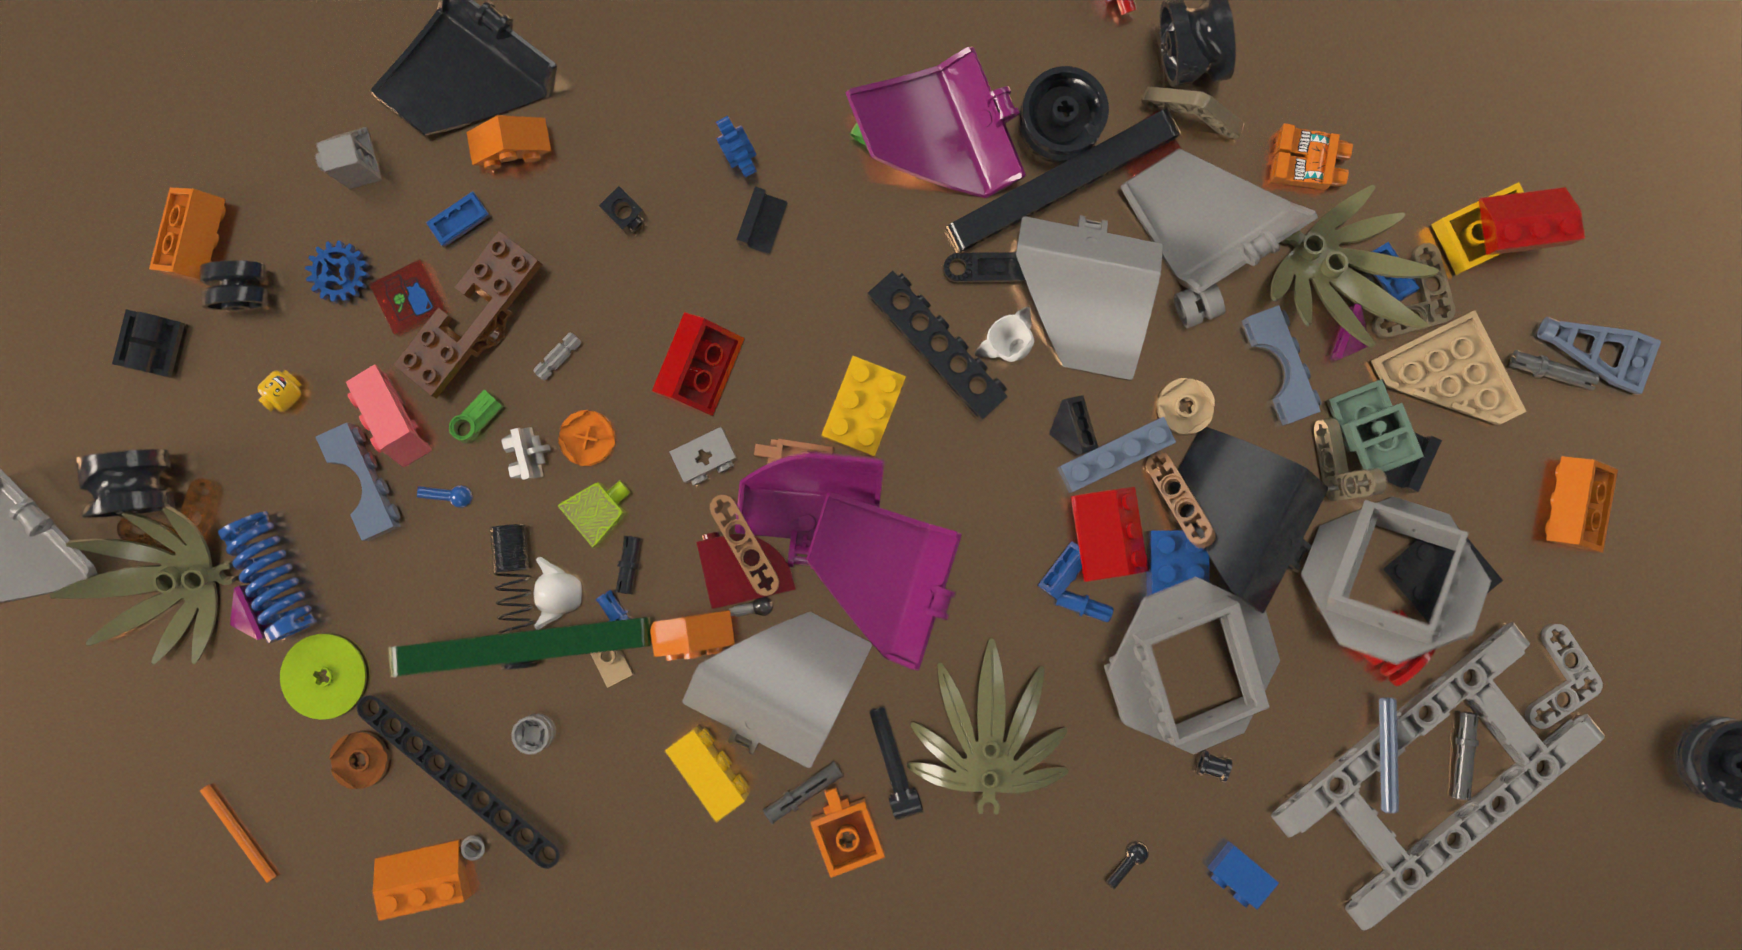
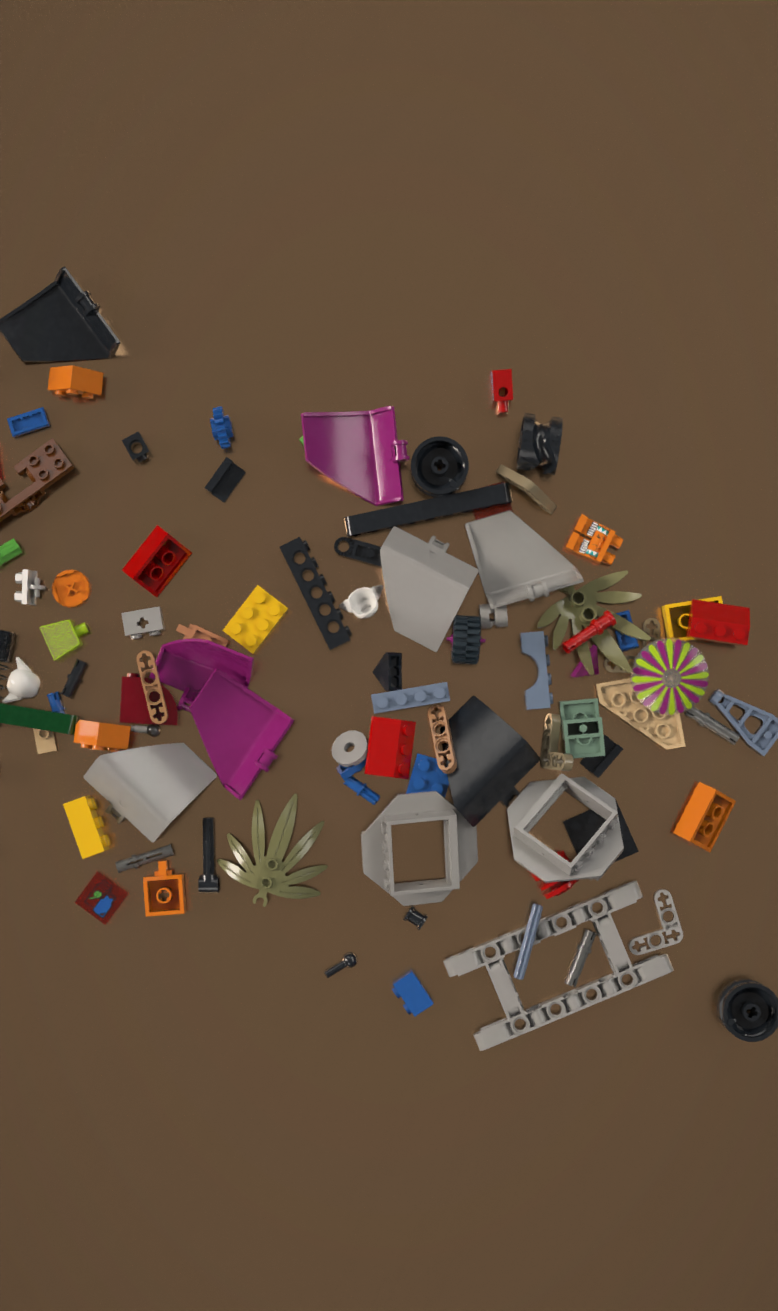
camera: 15 degrees right, 0 degrees up
(557, 356) = (67, 529): light grey axle -> none
(757, 866) = (101, 897): none -> clear red tile
(1042, 541) = (343, 742): none -> light grey tile
(1174, 348) = (466, 639): none -> black wheel
(1202, 407) = (475, 684): tan plate -> none
(1352, 278) = (596, 627): none -> red pin
(1478, 317) = (669, 676): none -> dish

